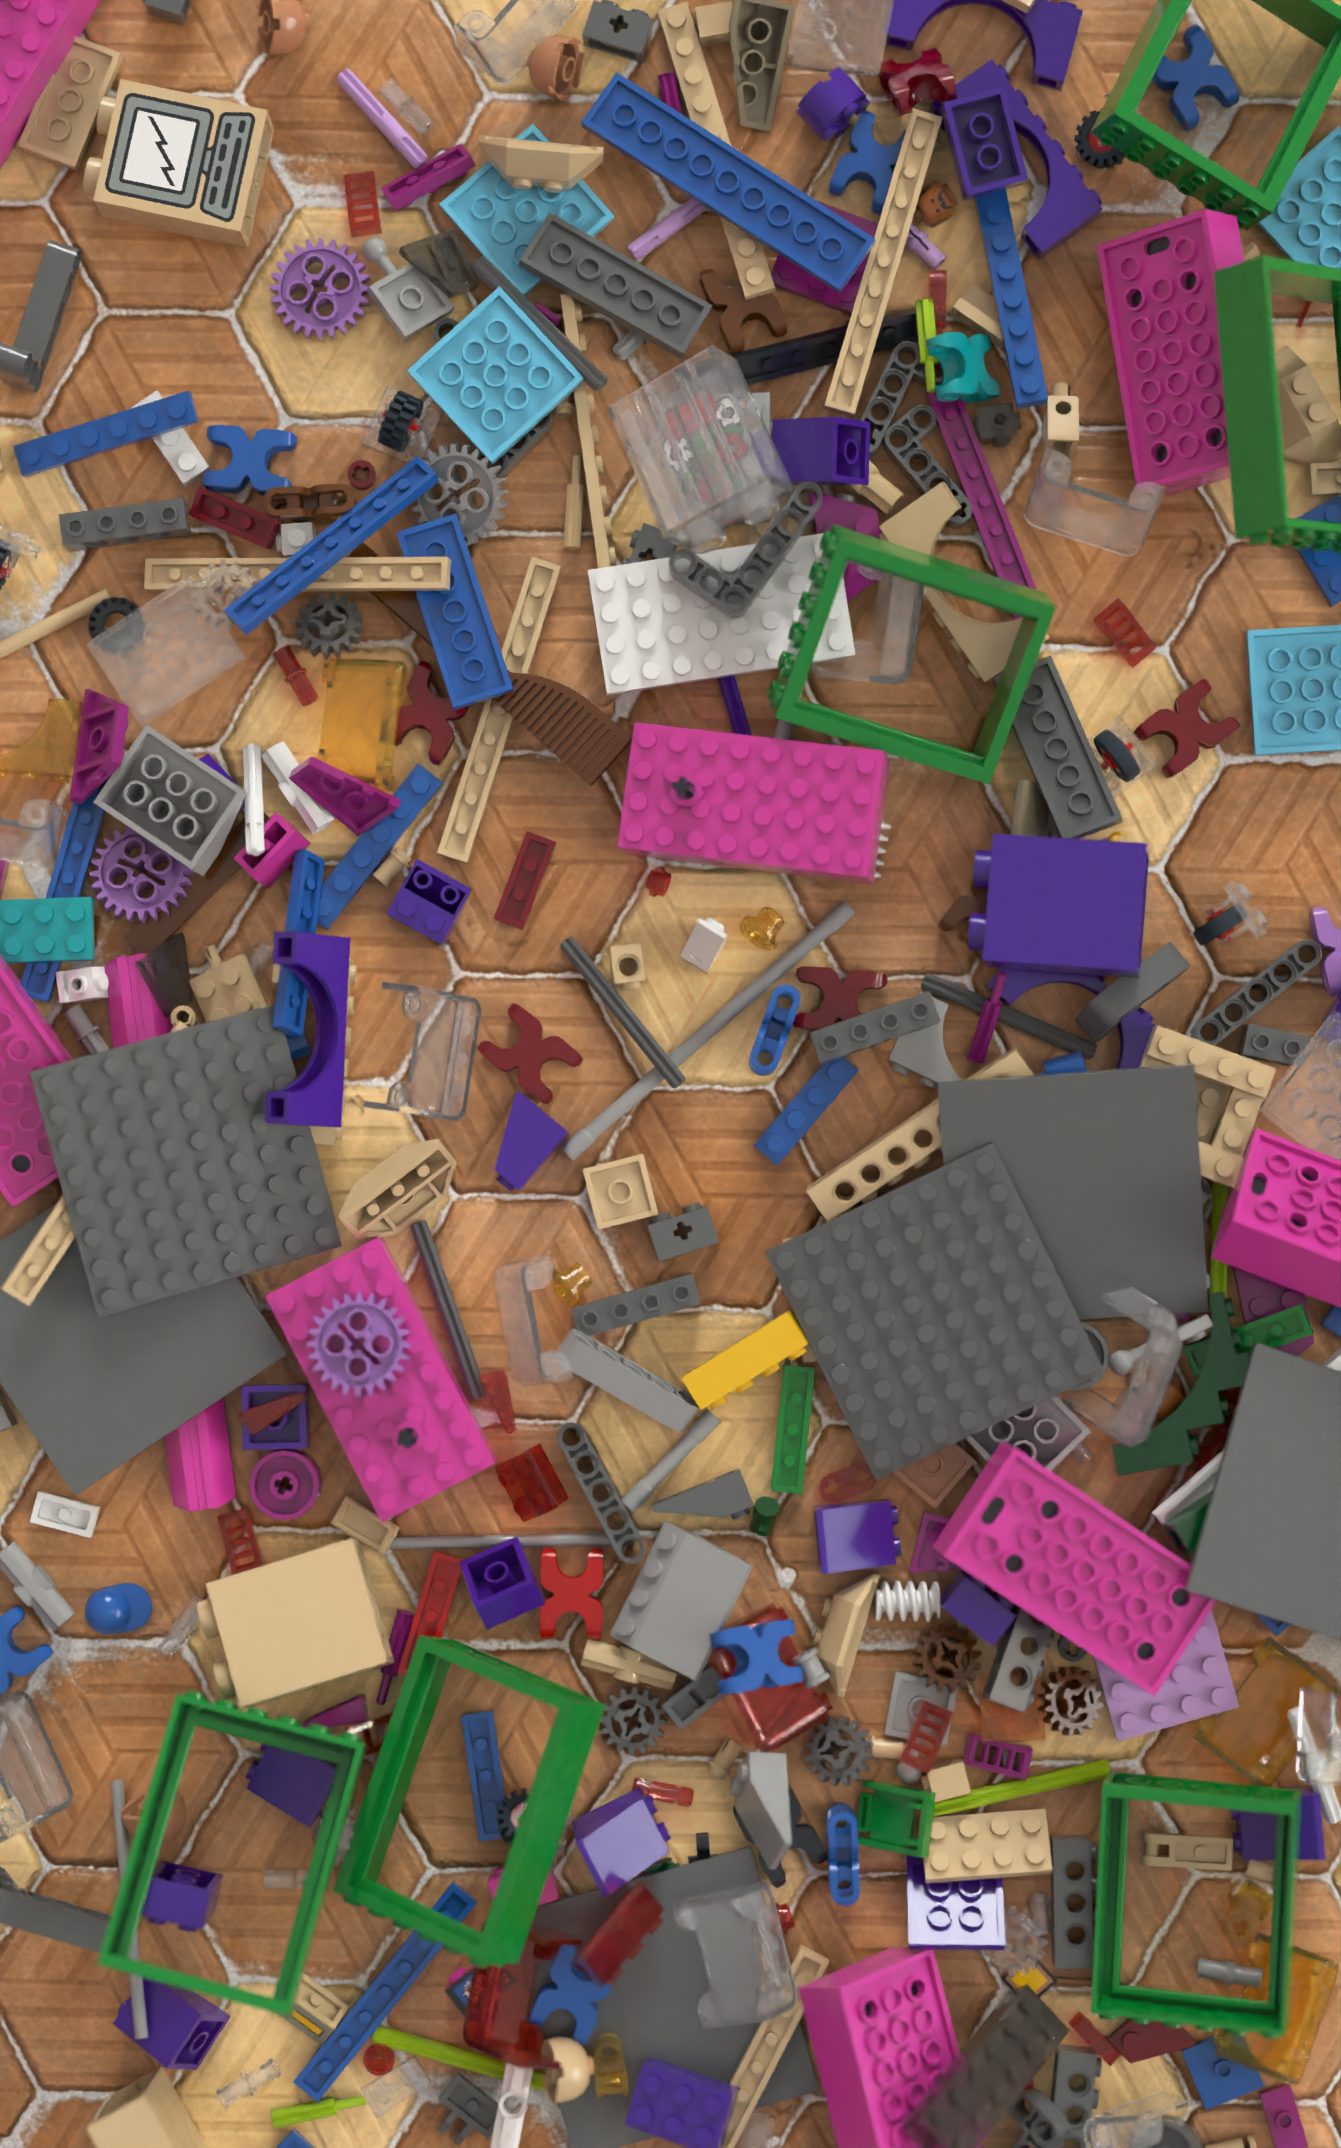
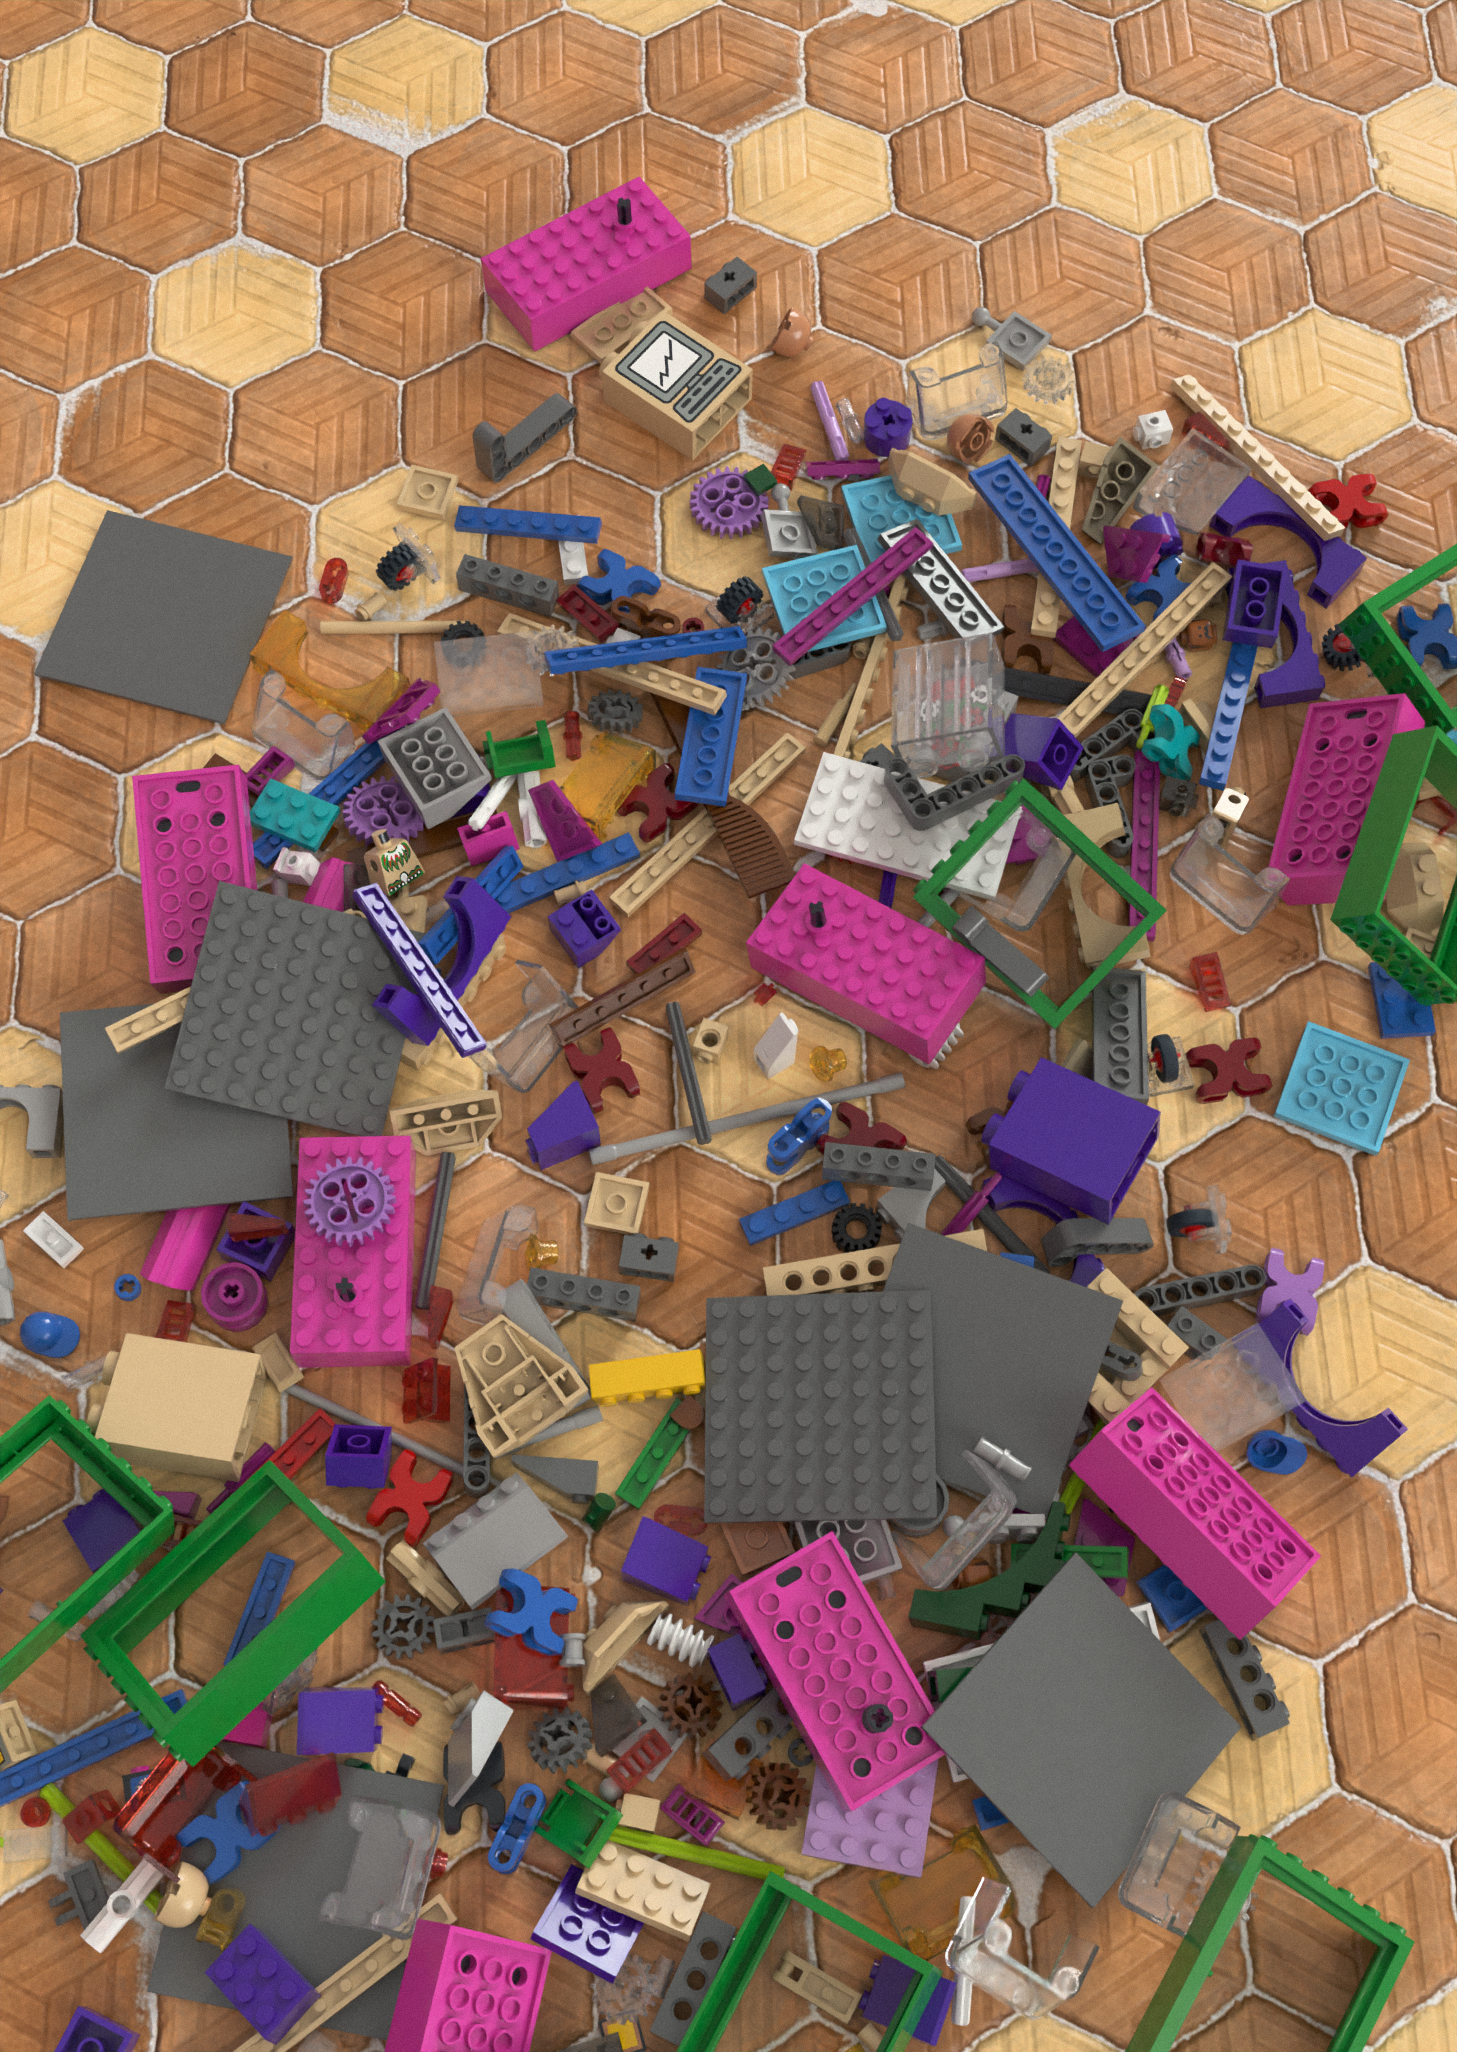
camera: 20 degrees right, 20 degrees down
(165, 1515) = (130, 1279): none -> blue bush
(186, 937) = (391, 863): none -> torso
(251, 730) = (521, 753): none -> green panel
(290, 1056) = (419, 970): none -> tile
(344, 246) = (760, 479): none -> dark green tile
(434, 2037) = (90, 1815): none -> clear red bracket
(453, 80) = (887, 427): none -> dark purple brick
(512, 963) = (622, 998): none -> reddish brown tile
(529, 361) = (852, 596): none -> magenta plate
(620, 1441) = (514, 1384): none -> tan wedge
(805, 1378) = (688, 1414): none -> reddish brown tile
(814, 138) = (1132, 552): none -> magenta wing
(866, 729) = (999, 952): none -> dark grey beam
(878, 1702) = (613, 1715): none -> clear smoke wing
(896, 1088) = (856, 1213): none -> black tyre
(1132, 1599) = (870, 1724): none -> black bush
(1140, 1277) = (1002, 1459): none -> light grey pin
(1218, 1109) = (1117, 1359): none -> dark grey beam

